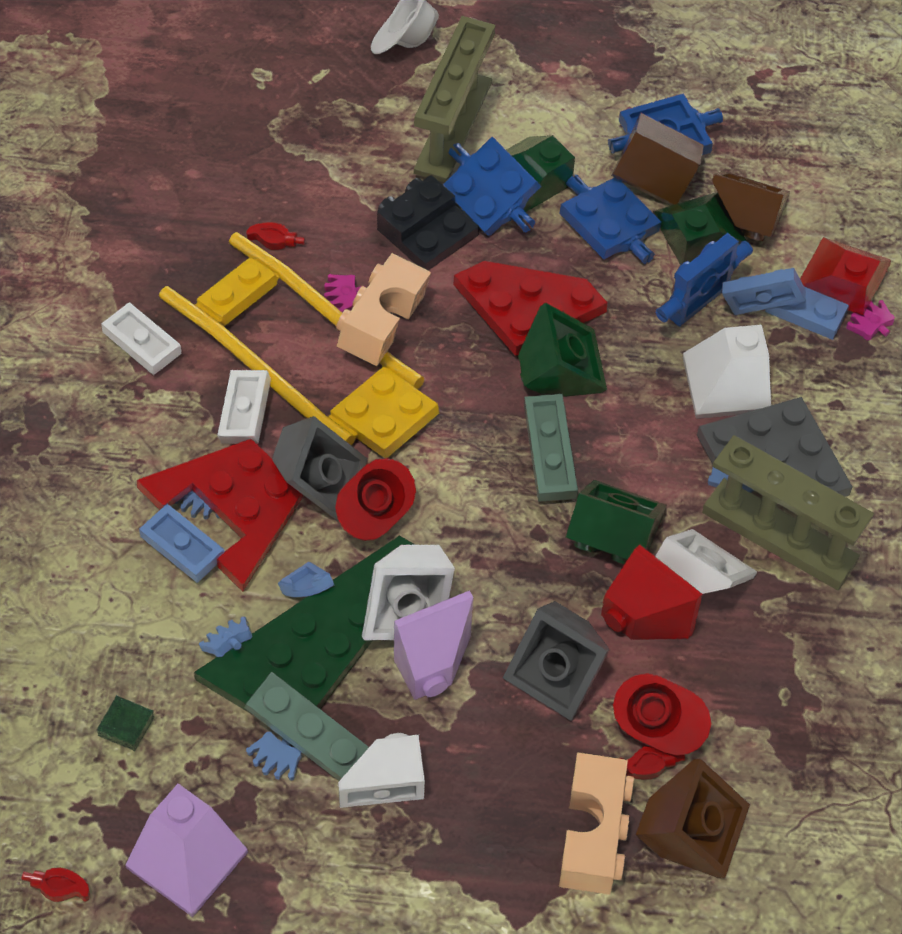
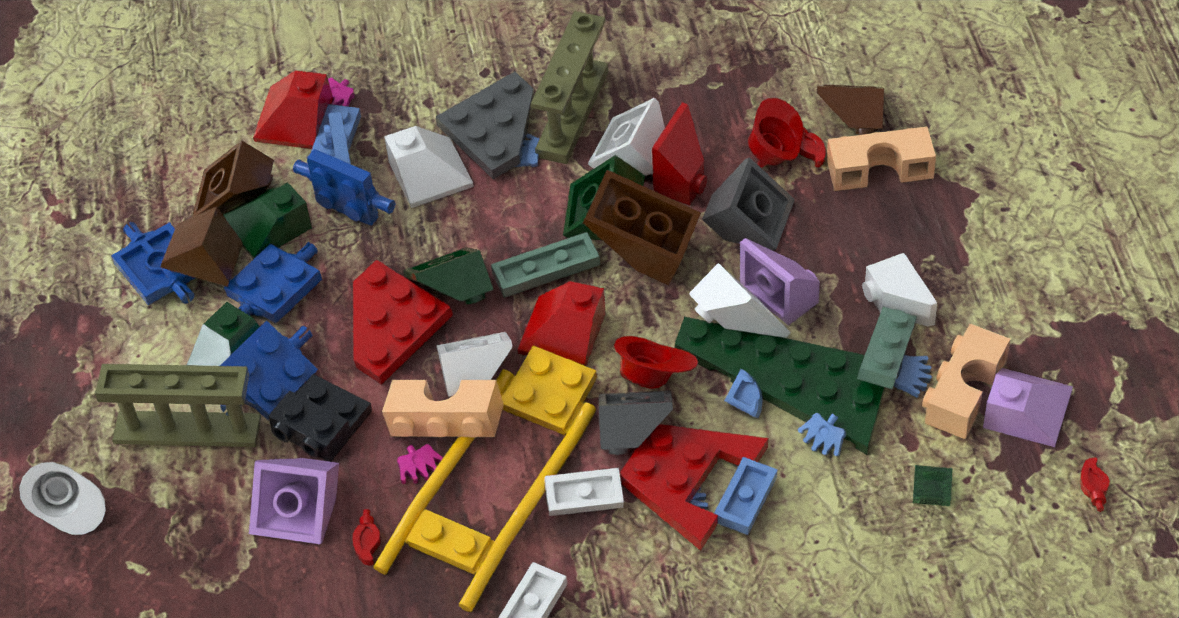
camera: 100 degrees left, 5 degrees down
(214, 770) = (975, 357): none -> light nougat arch
(335, 185) = (293, 498): none -> lavender slope
(443, 347) = (472, 359): none -> white slope
(462, 447) = (566, 322): none -> red slope
(549, 523) = (641, 226): none -> reddish brown slope

